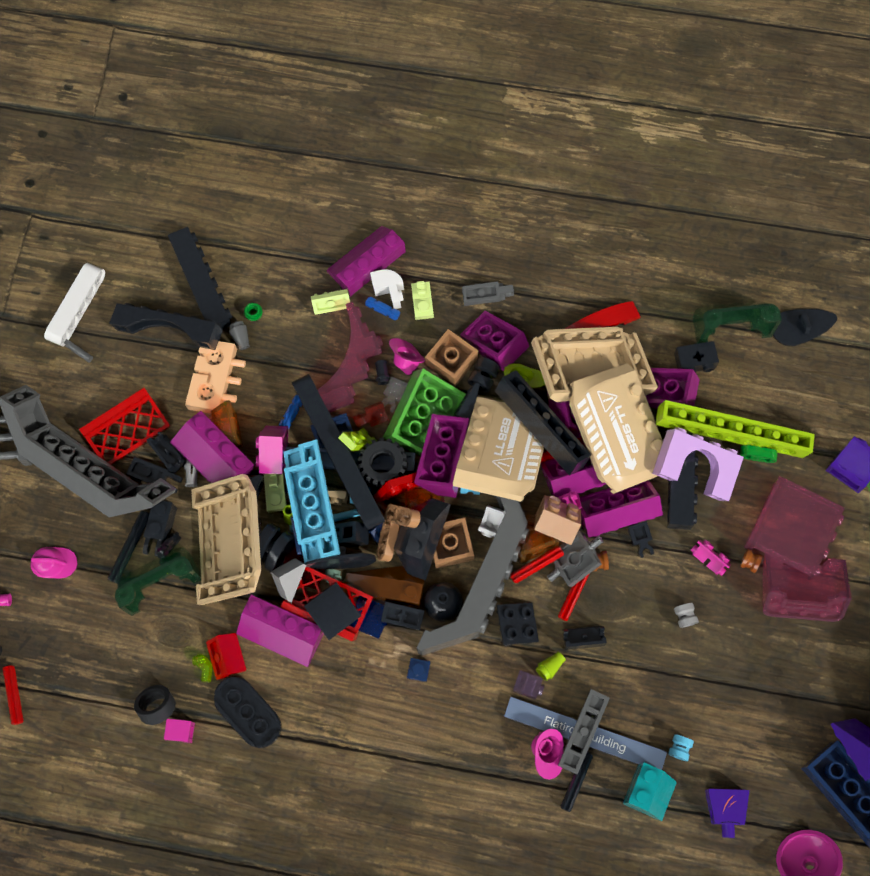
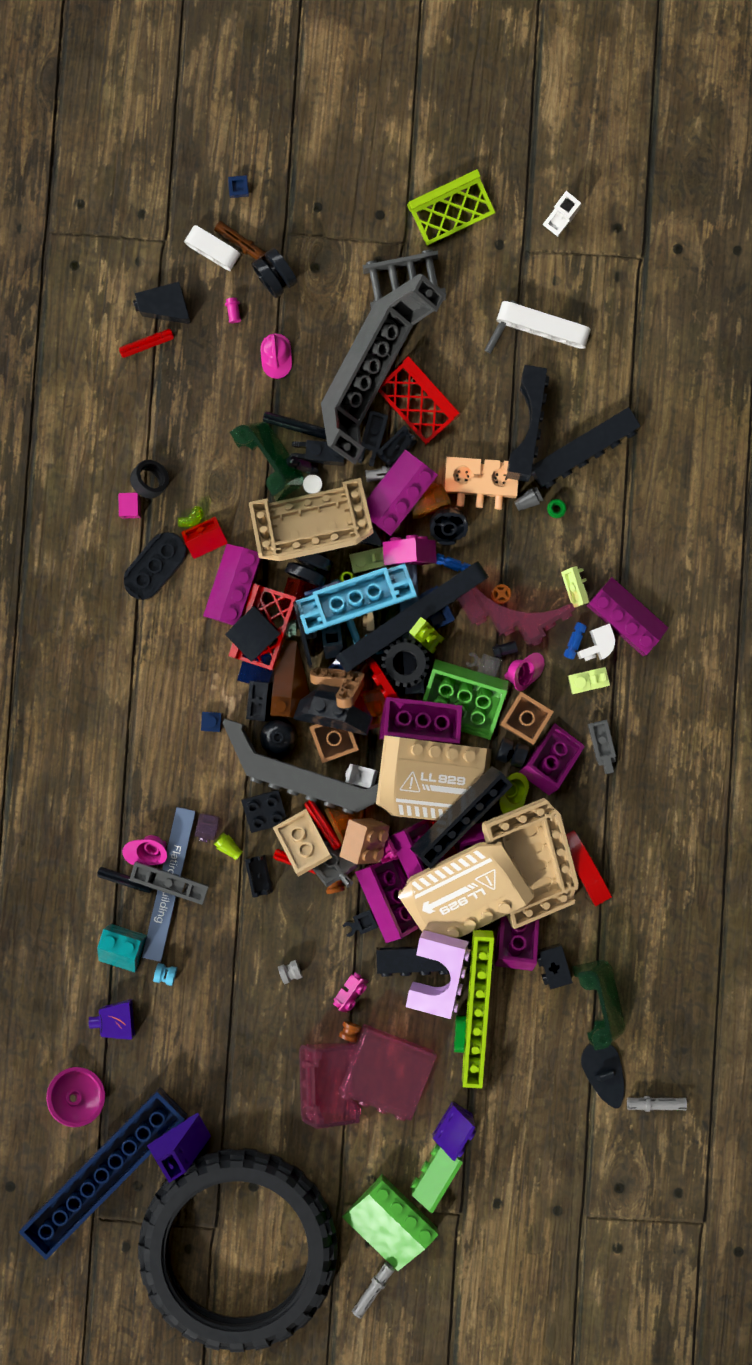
camera: 80 degrees right, 15 degrees up
(189, 539) = (312, 484): none -> white tile
(252, 409) = (448, 525): none -> black cylinder
(288, 578) = (280, 587): light grey slope -> none
(327, 366) = (503, 591): none -> dark orange wheel
(374, 414) = (458, 646): clear red plate -> none
(467, 404) = (477, 739): black slope -> none
(553, 586) = (302, 842): none -> tan plate
(834, 288) = (656, 1103): none -> light grey pin

